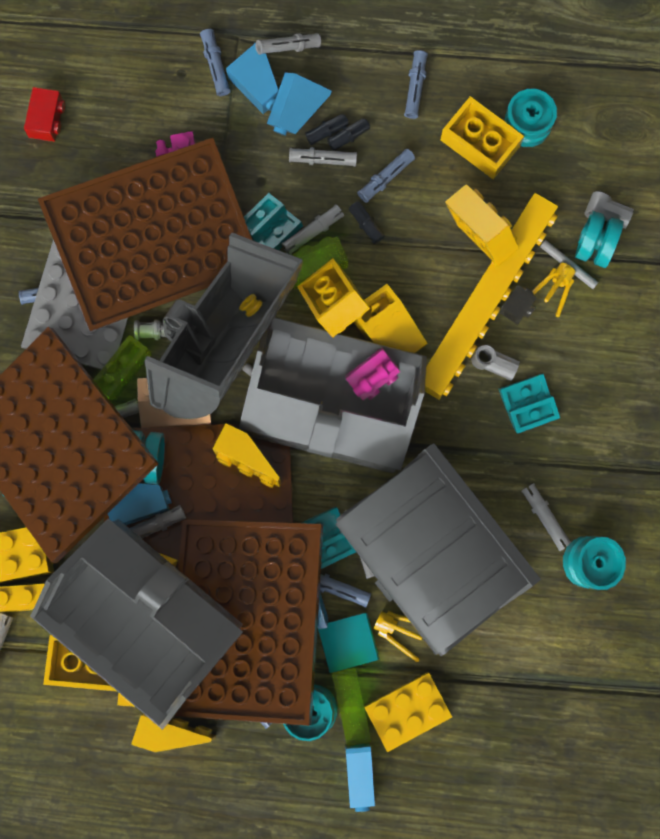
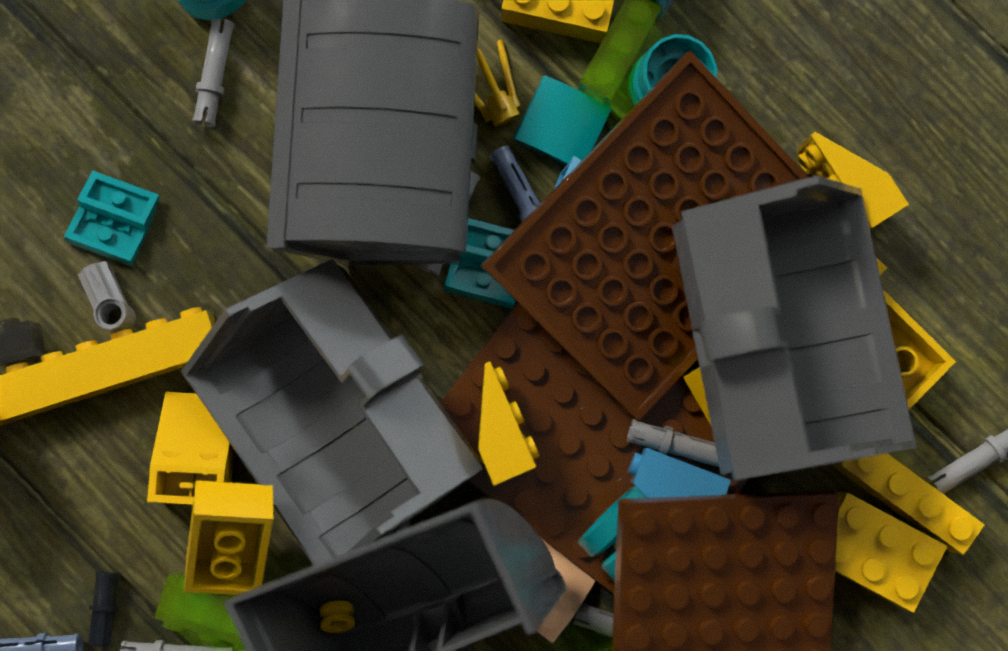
camera: 140 degrees left, 5 degrees up
(373, 374) = (264, 402): dark pink brick -> none

